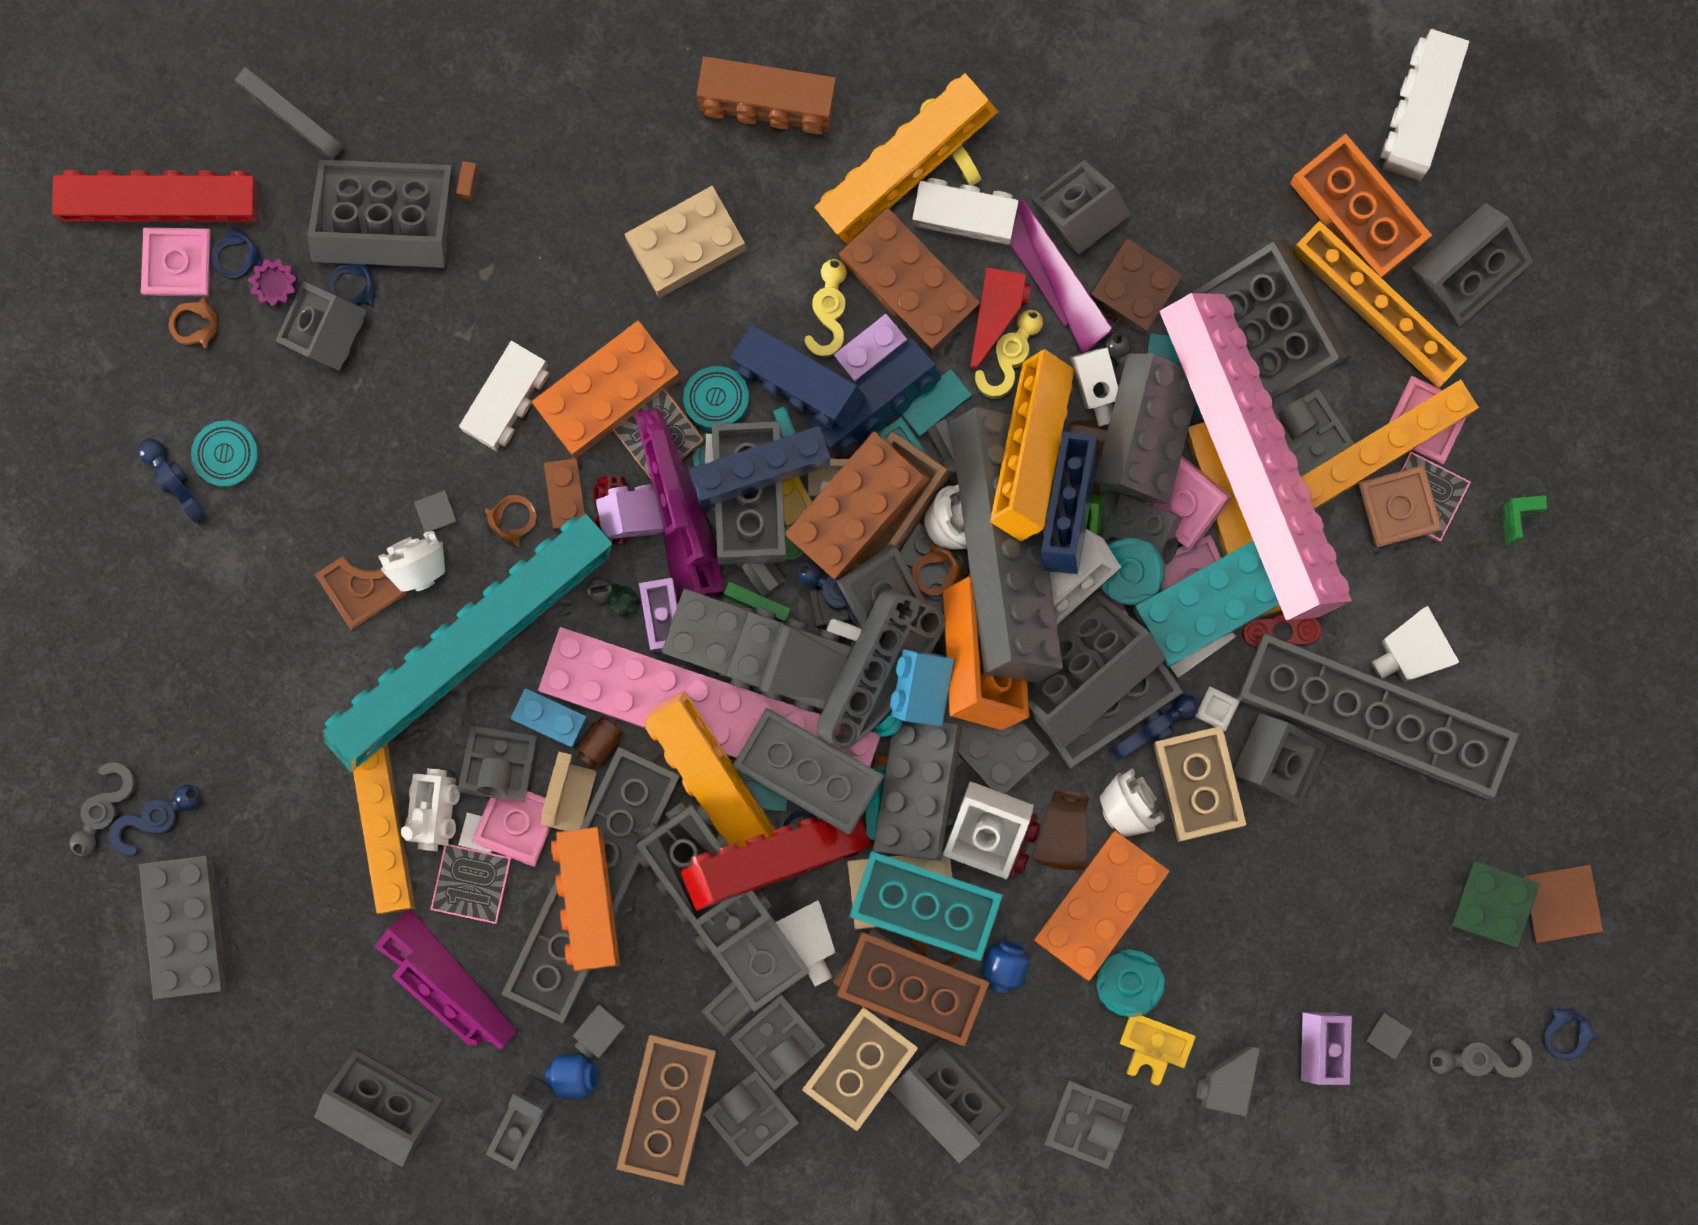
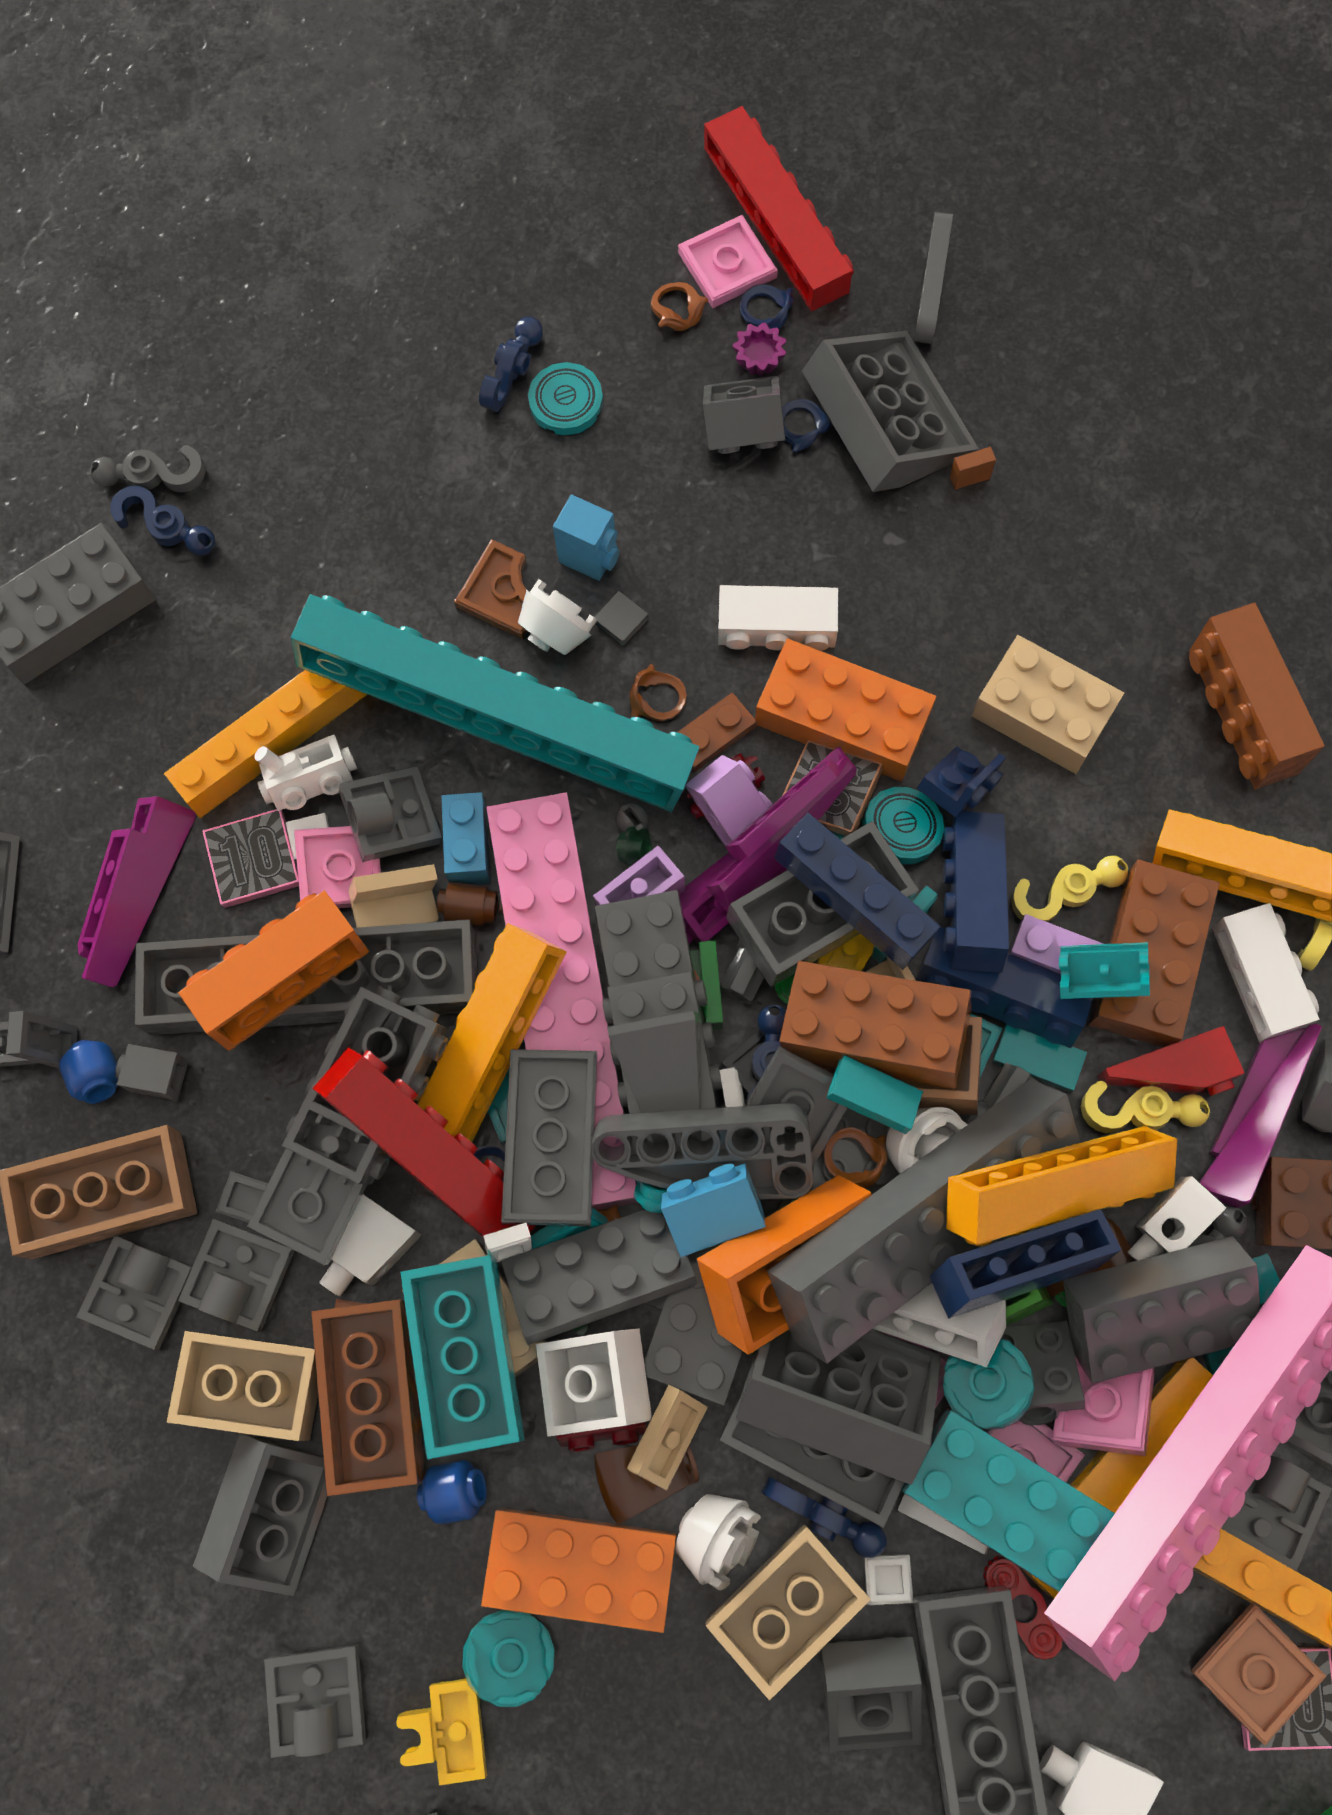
camera: 60 degrees right, 10 degrees down
(364, 503) = (586, 538): none -> dark azure brick
(708, 340) = (961, 780): none -> dark blue bracket
(864, 838) = (508, 1242): none -> white tile
(905, 536) = (874, 1094): none -> teal tile
(907, 328) = (1104, 970): none -> teal hinge
(1049, 802) = (667, 1437): none -> tan panel

